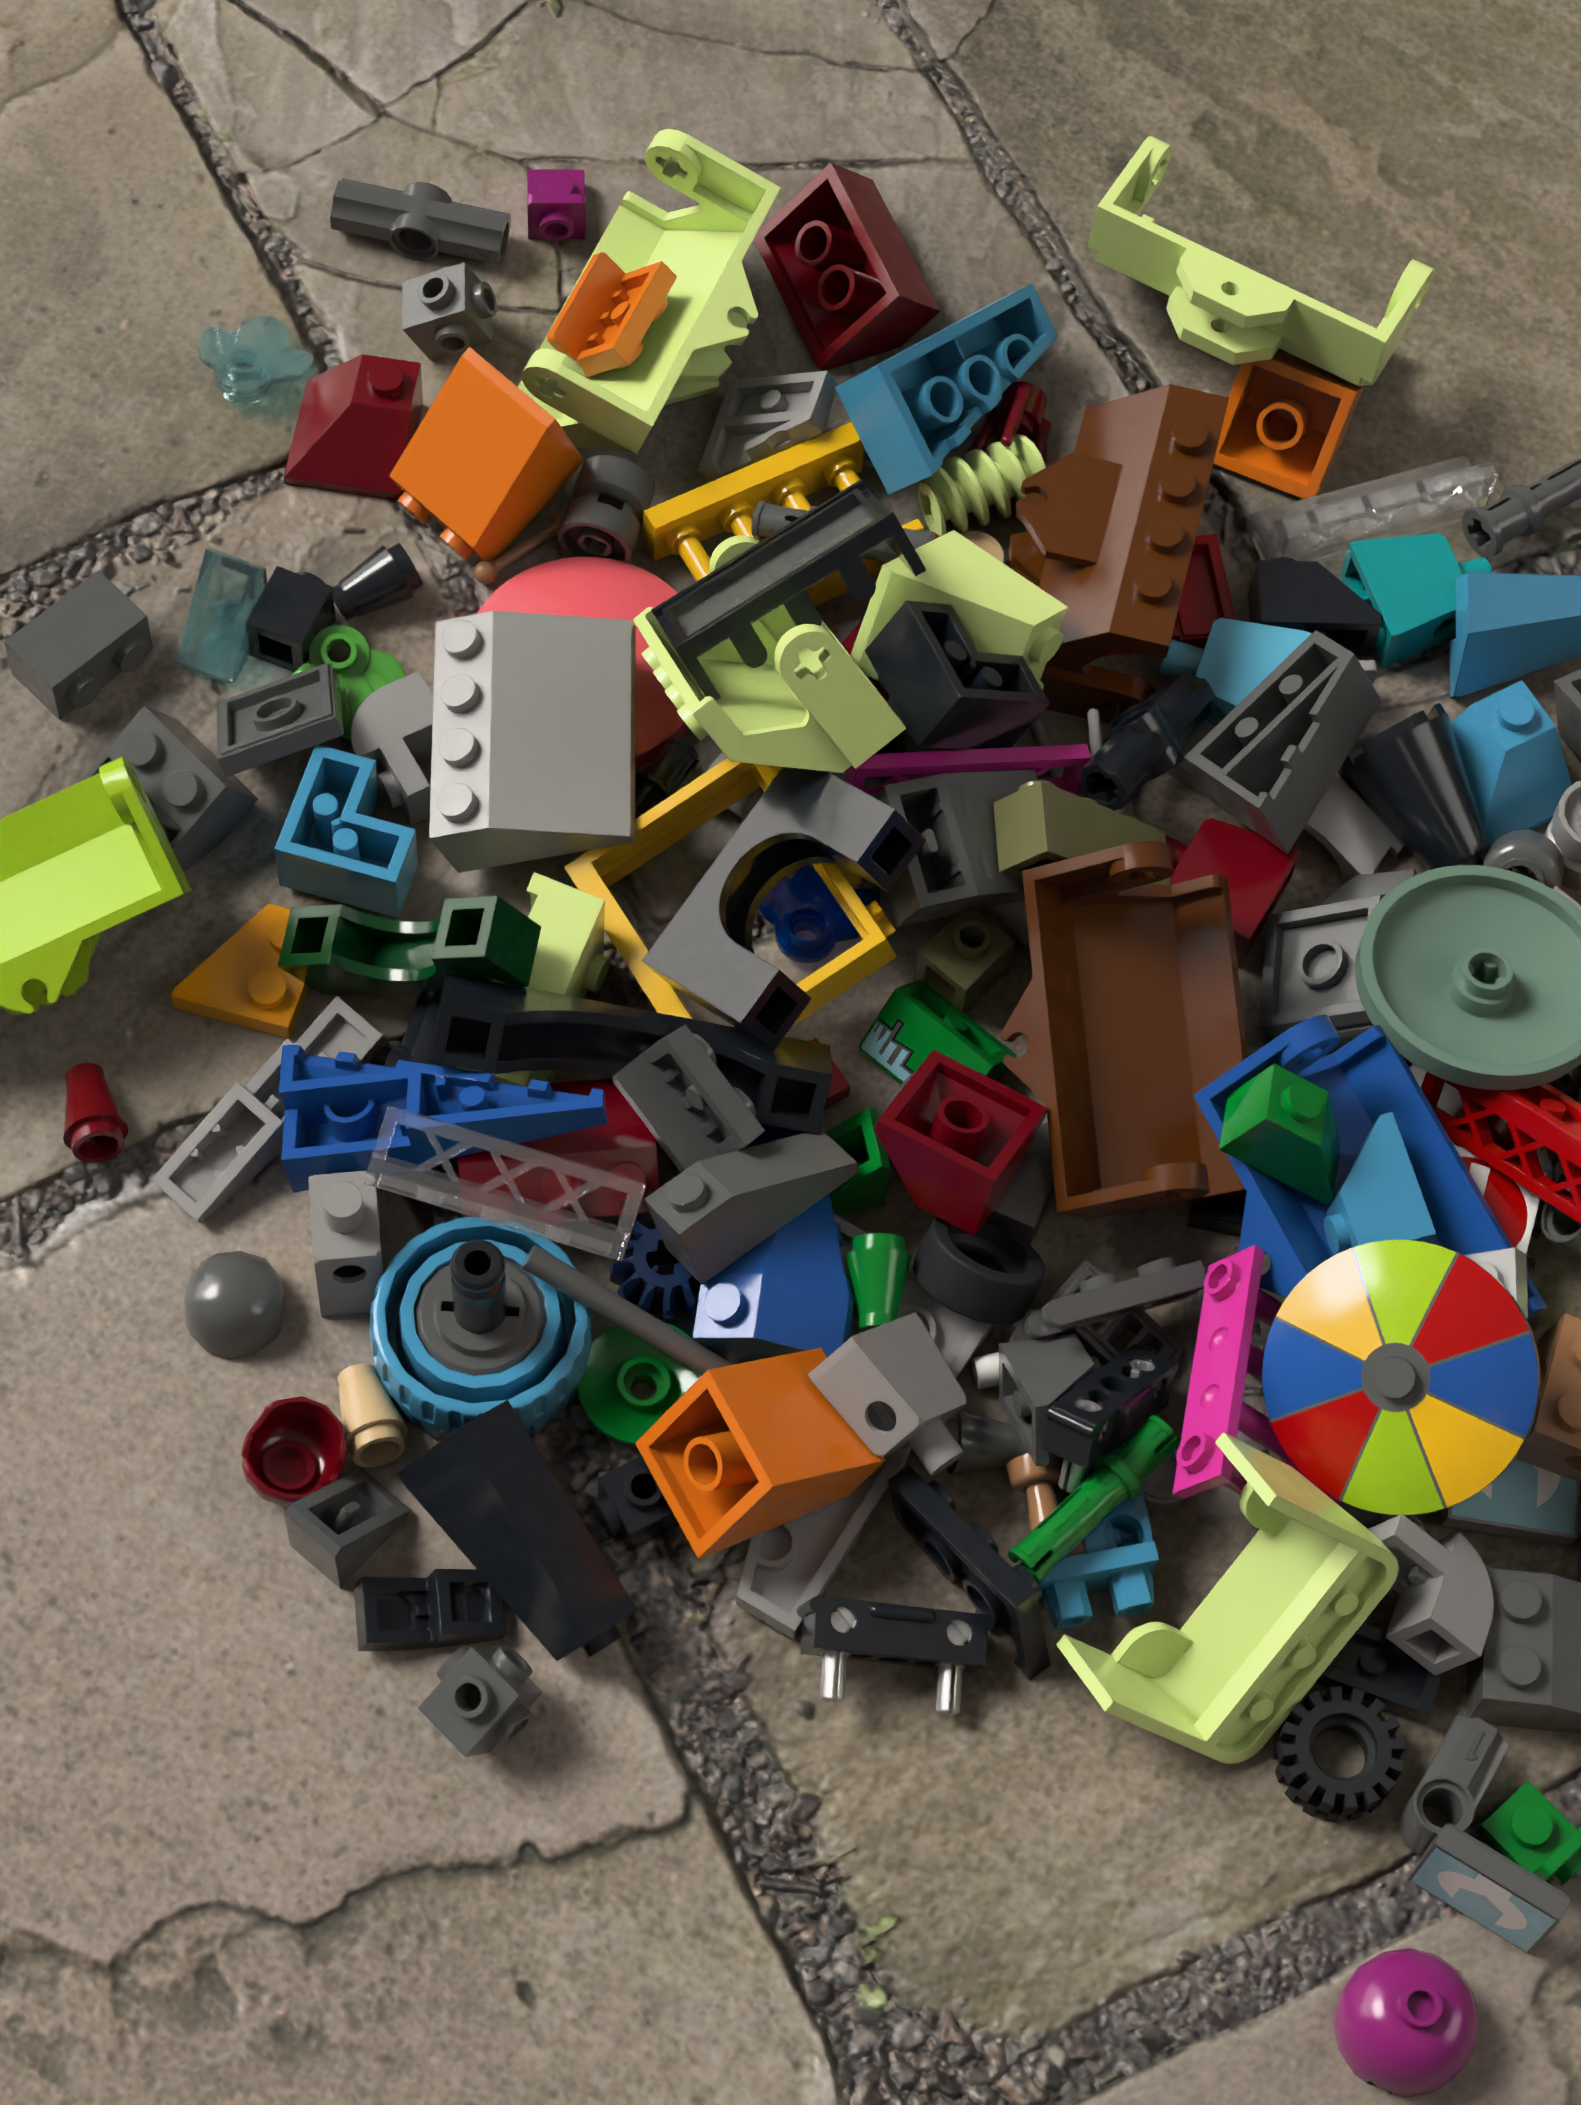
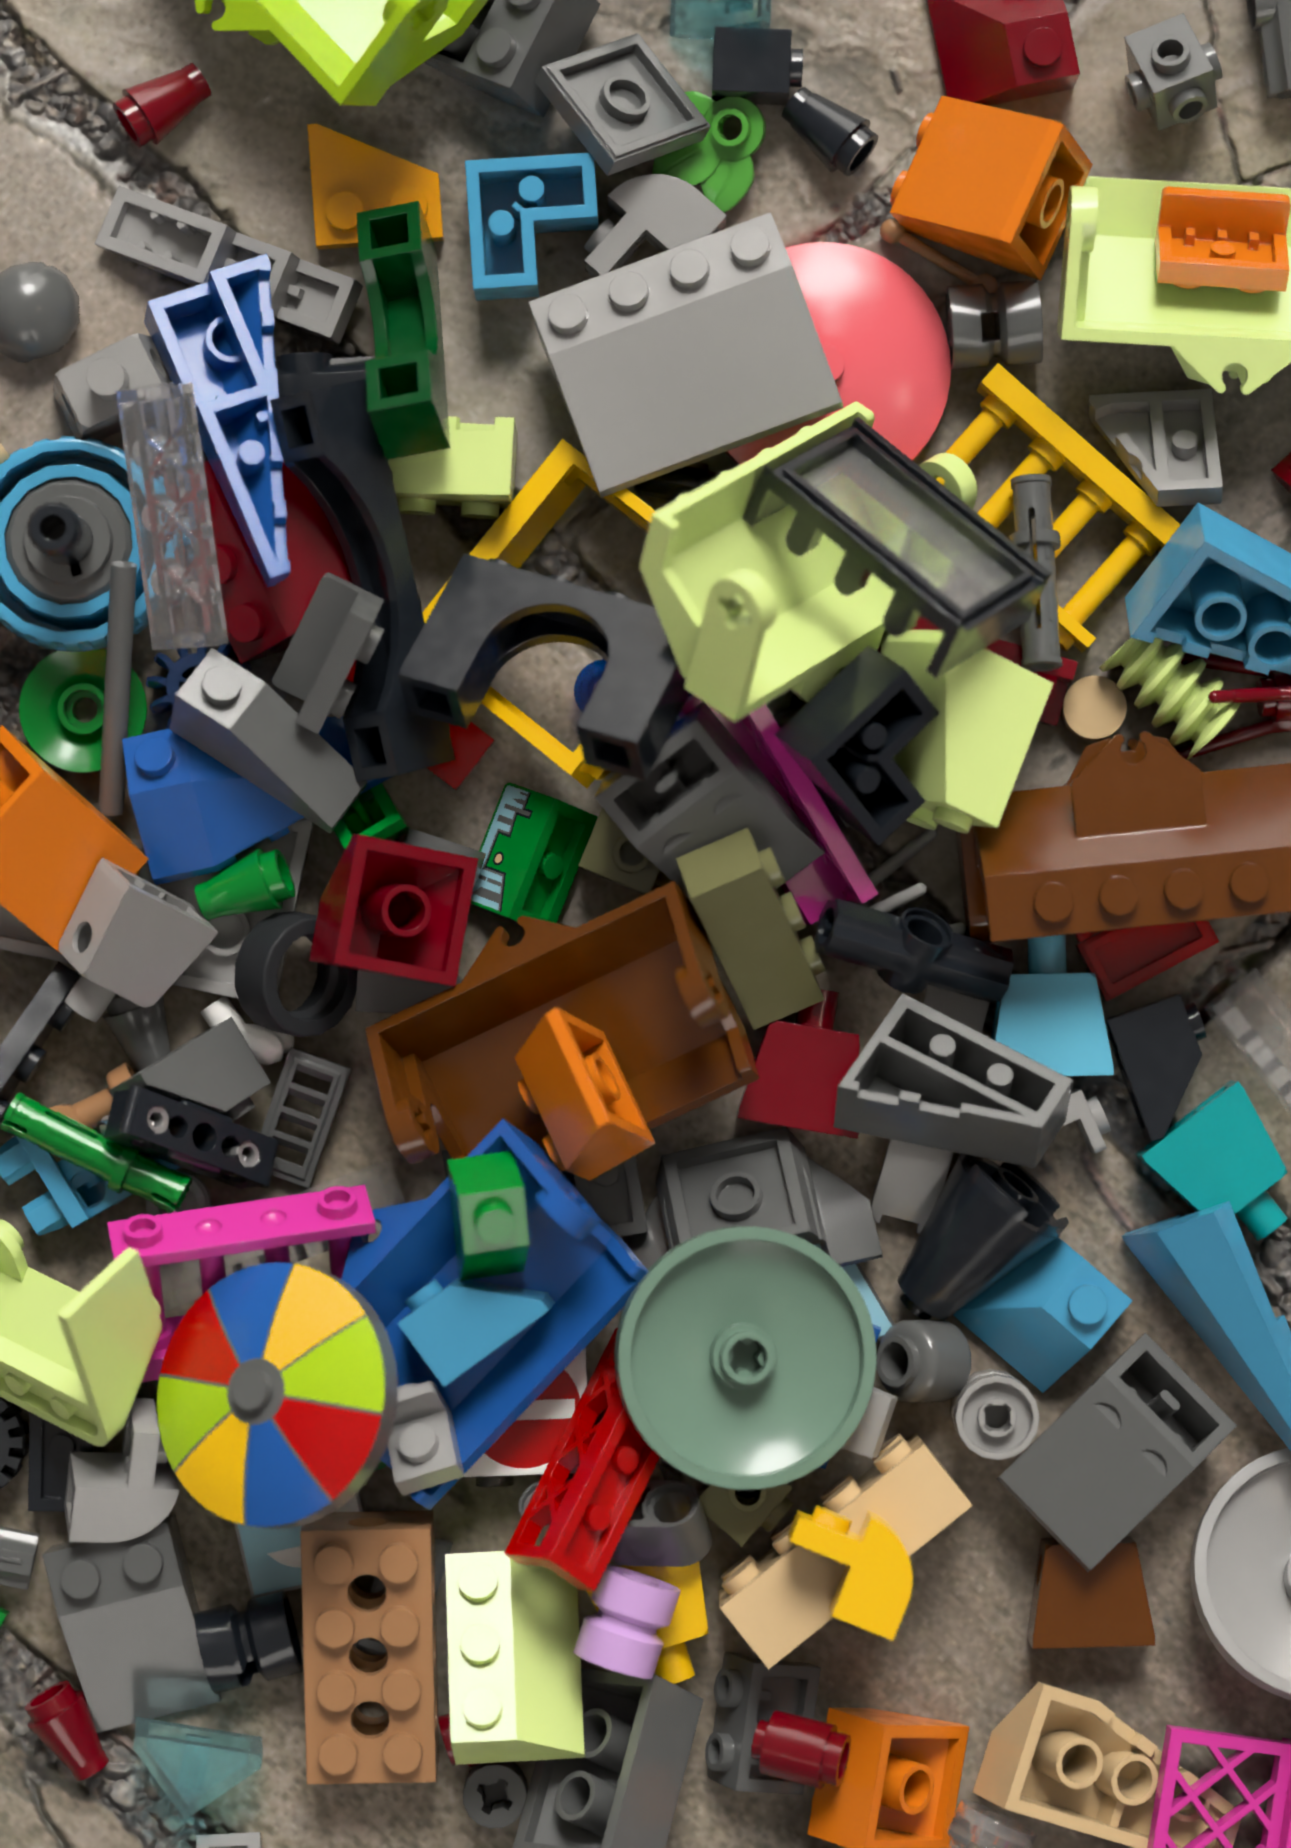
camera: 80 degrees right, 25 degrees up
(1108, 1298) = (305, 1108): dark grey hinge -> none
(1190, 1024) = (580, 1096): none -> orange slope

